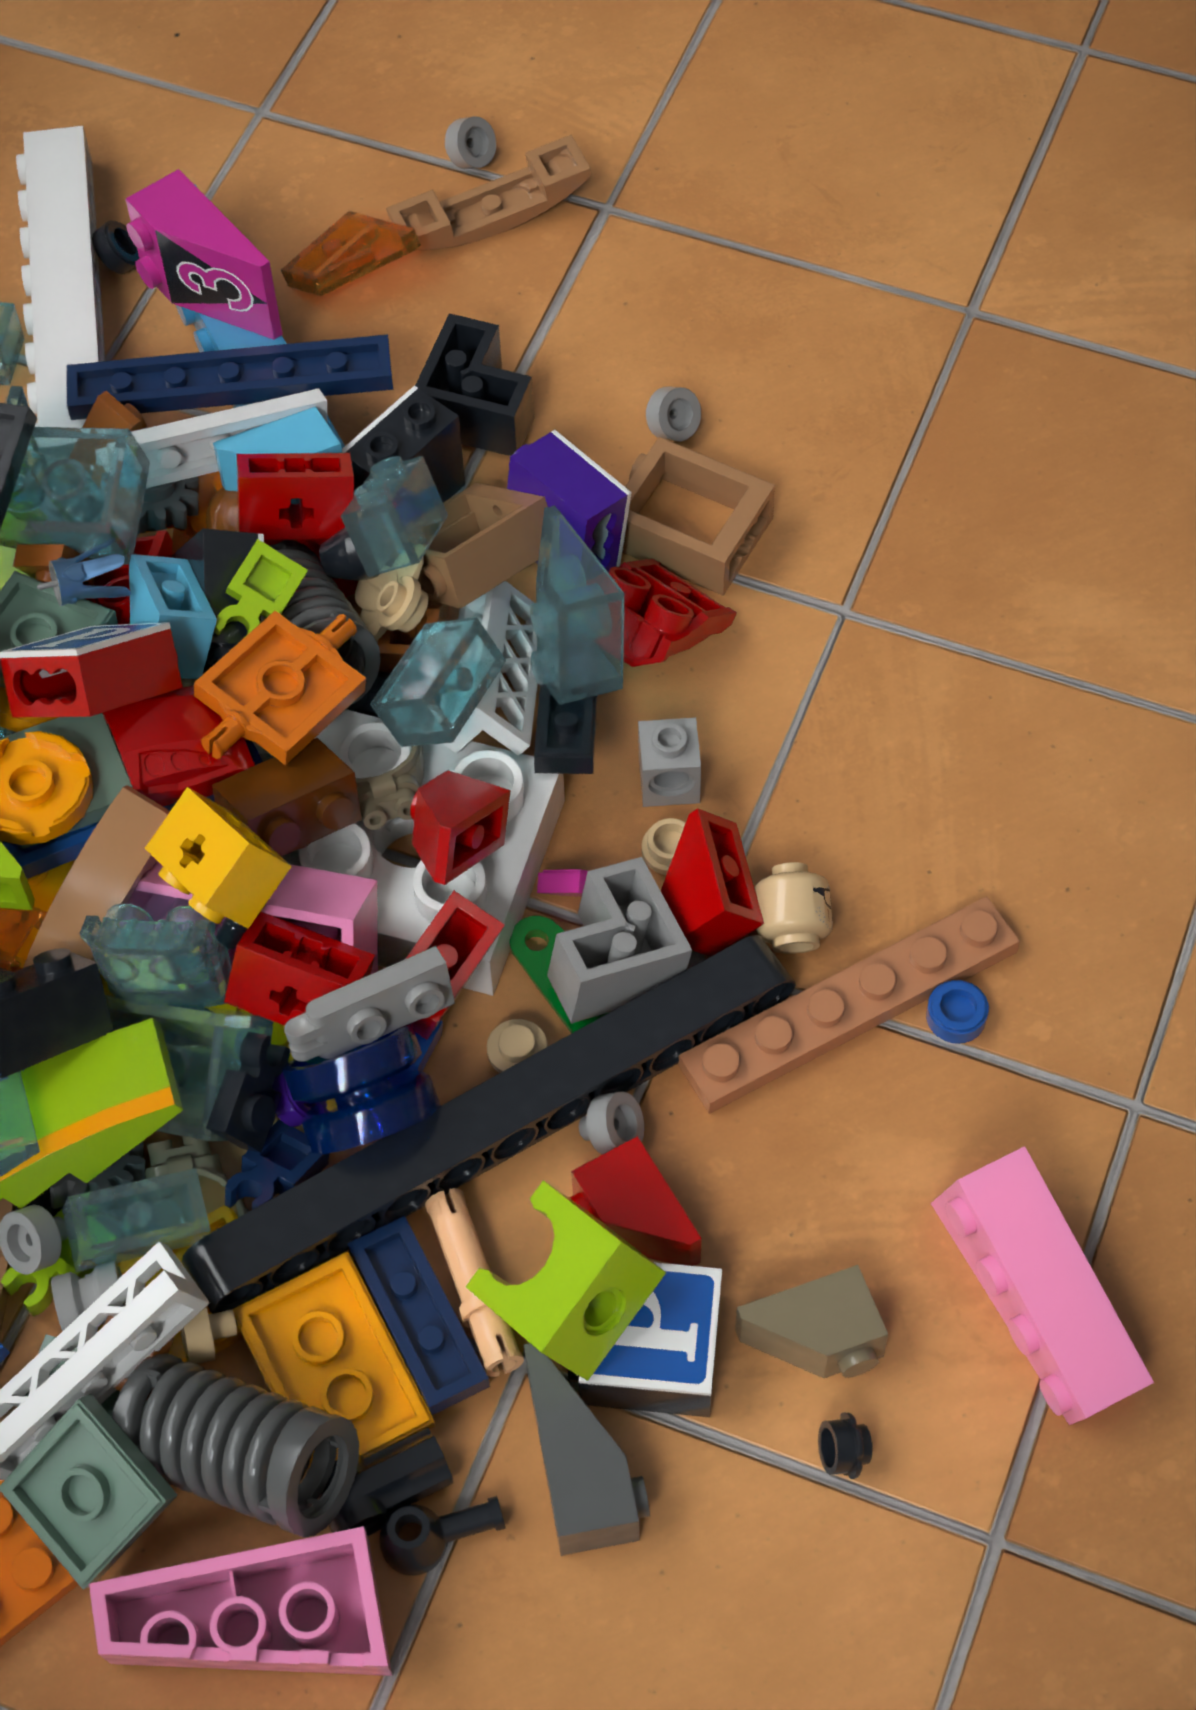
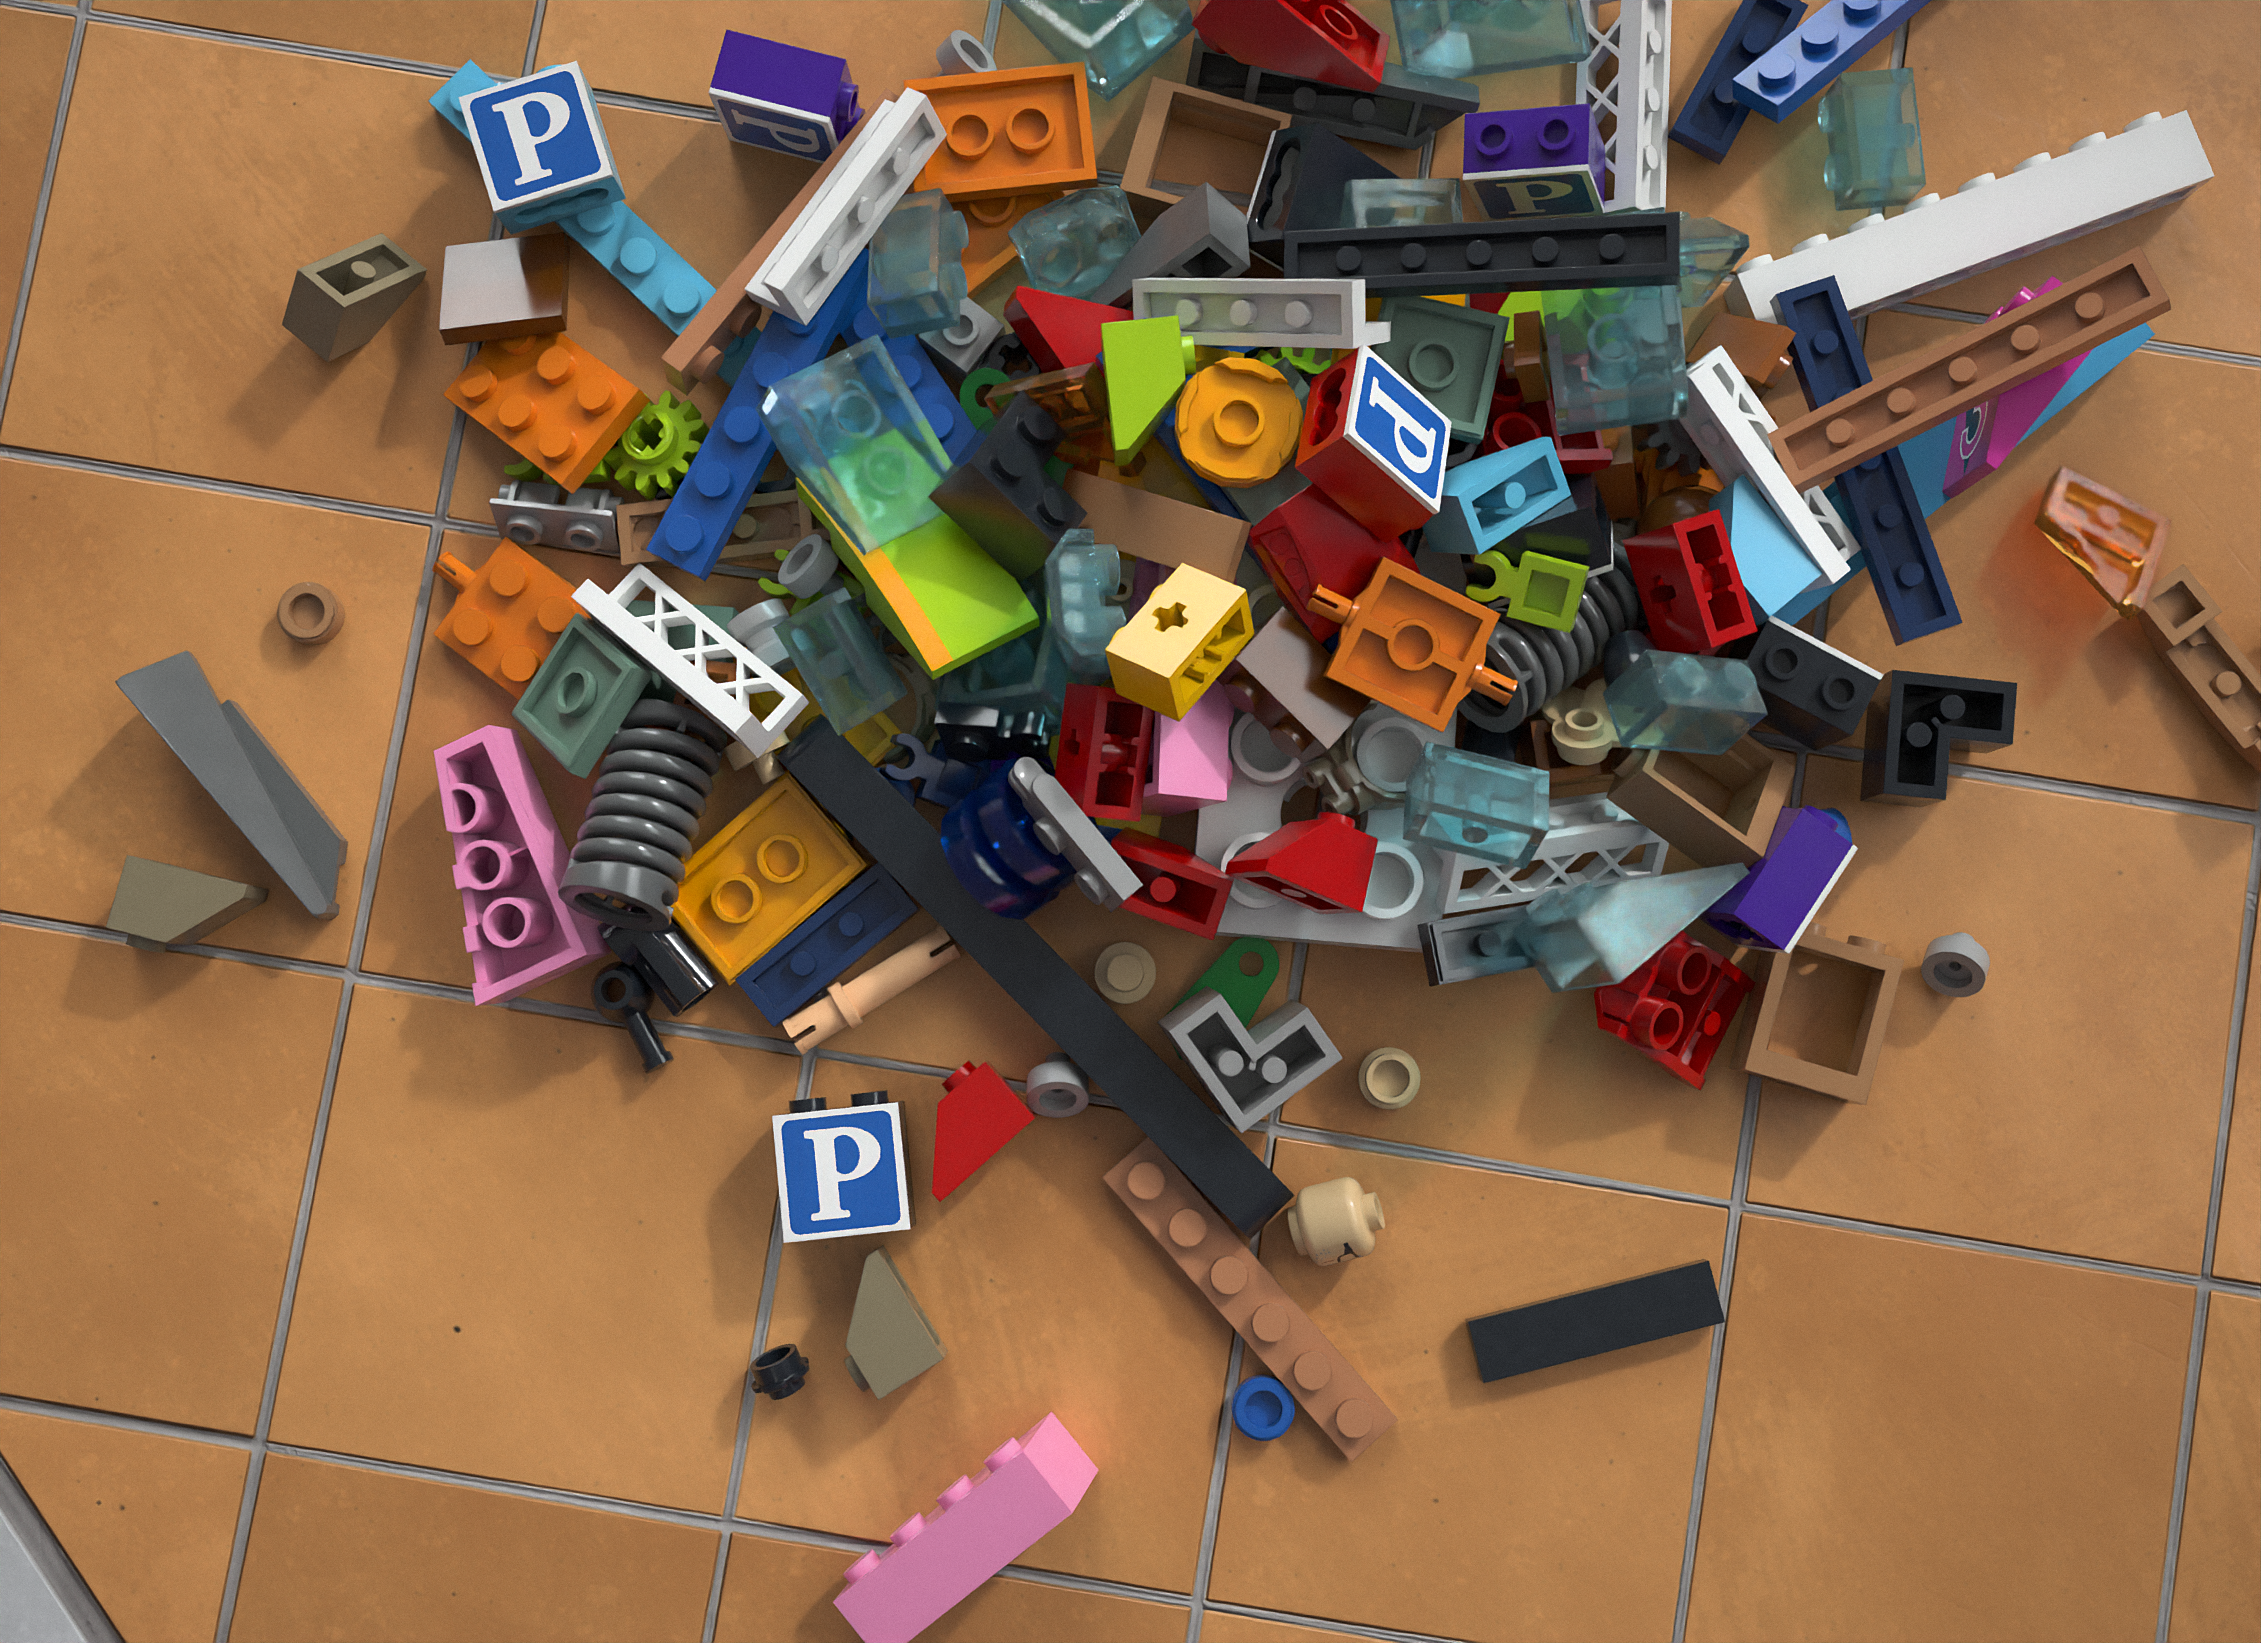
camera: 75 degrees right, 25 degrees up
(68, 576) = (1500, 392): flat silver piece -> none
(115, 247) = (2050, 258): black tile -> none
(182, 260) = (1971, 370): none -> nougat plate
(562, 882) = (1315, 991): dark pink tile -> none
(581, 1294) = (843, 1111): lime piece -> none
(584, 1467) = (706, 1134): dark grey slope -> none
(669, 762) = (1484, 1058): light grey brick -> none
(711, 885) = (1338, 1132): red slope -> none
(924, 733) = (1594, 1320): none -> black tile

